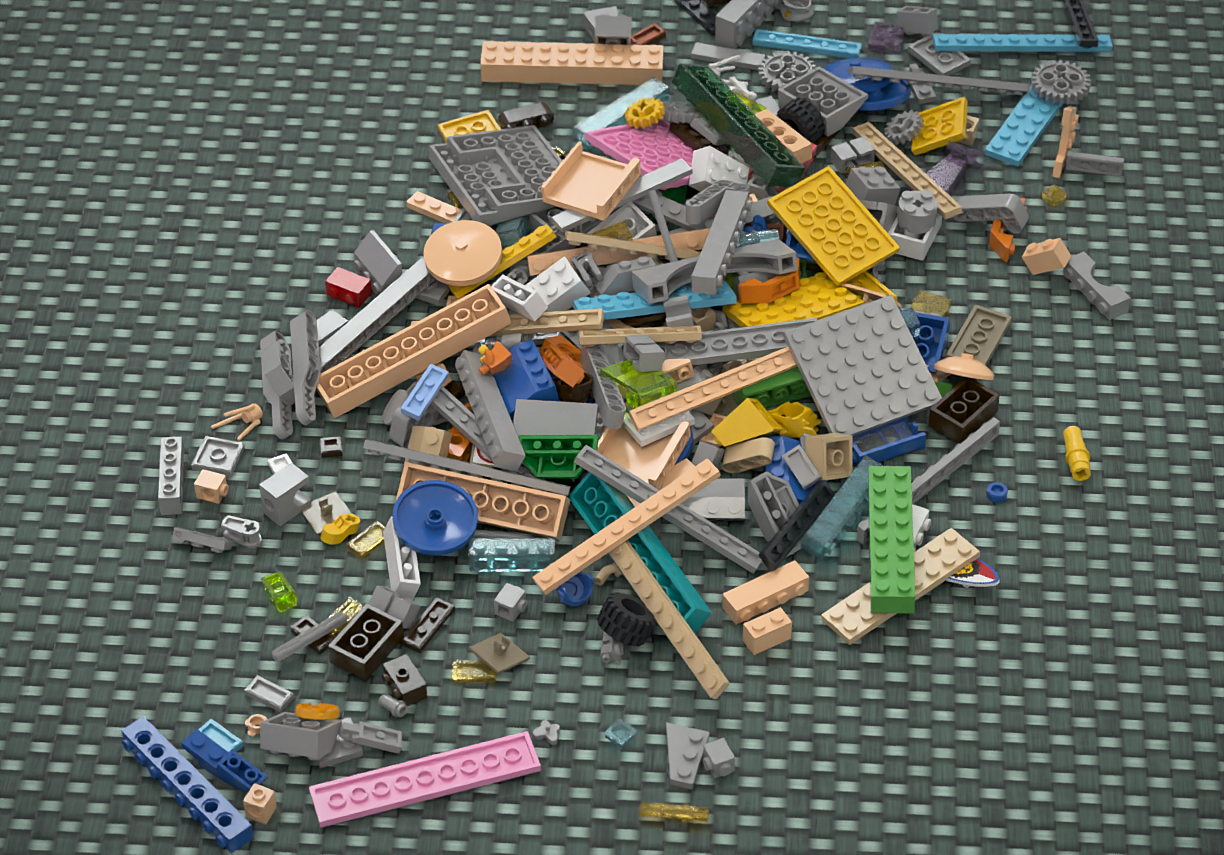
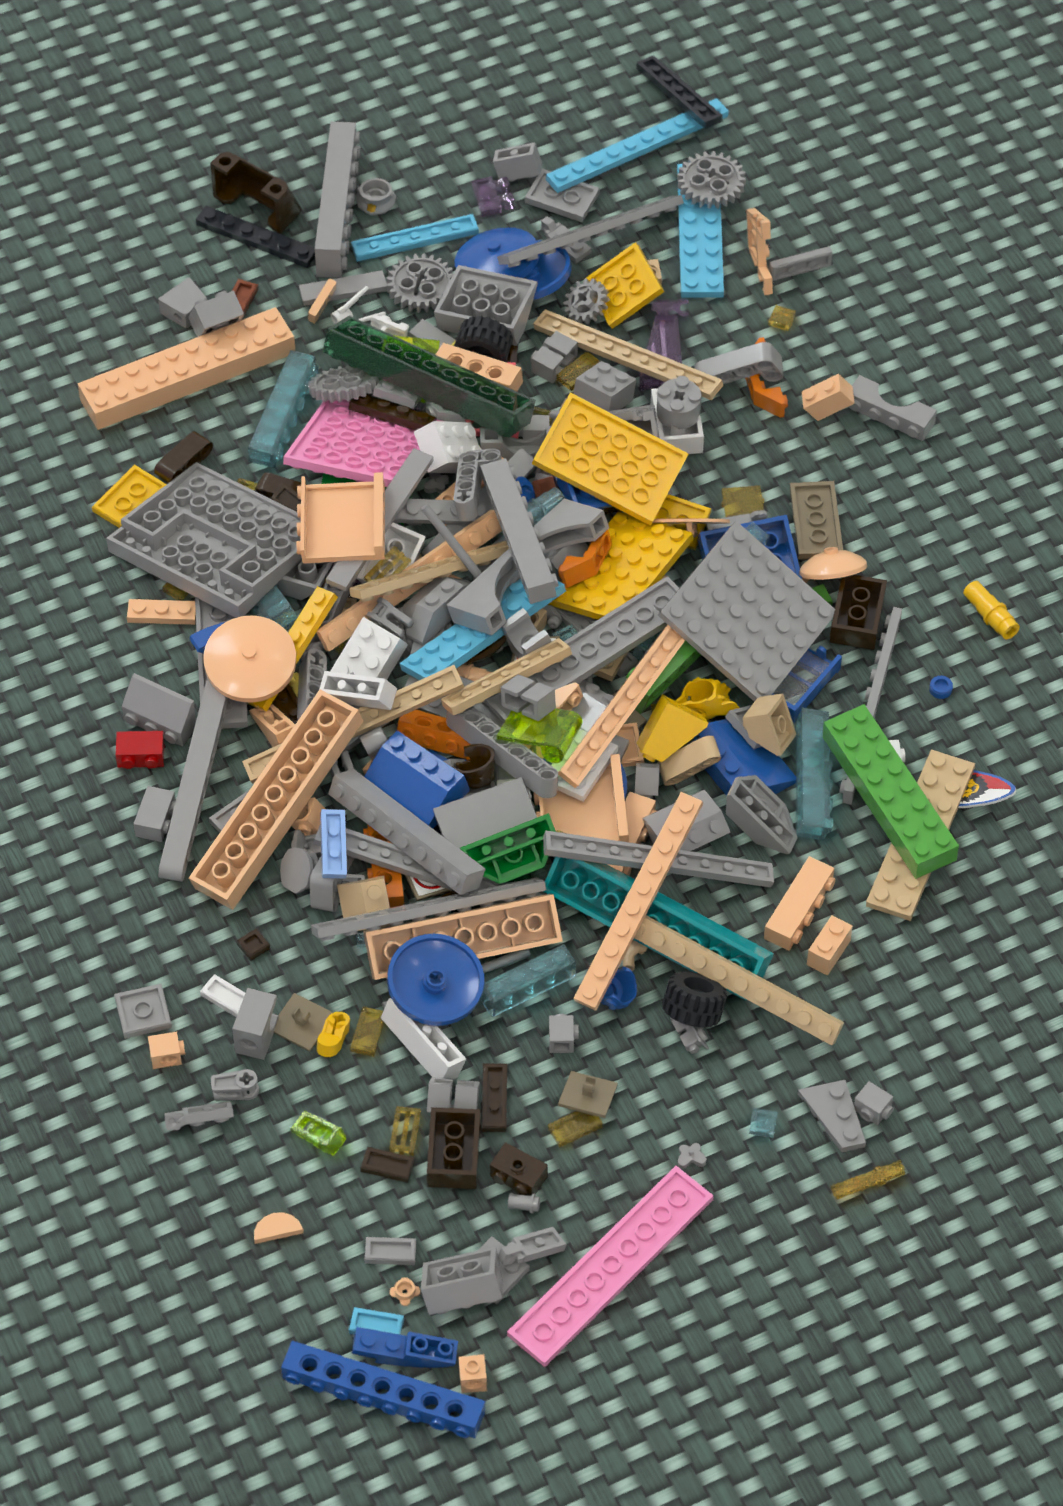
camera: 30 degrees left, 10 degrees up
(171, 476) = (115, 1058): light grey brick -> none
(198, 639) = (276, 1227): none -> light nougat tile
(249, 414) = (142, 948): light nougat plant -> none
(280, 384) = (150, 890): light grey beam -> none
(309, 636) = (391, 1169): light grey axle -> none
(319, 712) = (460, 1247): light orange tile -> none
(494, 360) = (377, 774): orange piece -> none
(563, 365) = (454, 747): orange brick -> none
(644, 112) = (332, 400): yellow gear -> none
(705, 54) = (322, 300): none -> light nougat tile
(796, 526) = (788, 817): black plate -> none
(802, 467) = (753, 750): light grey tile -> none

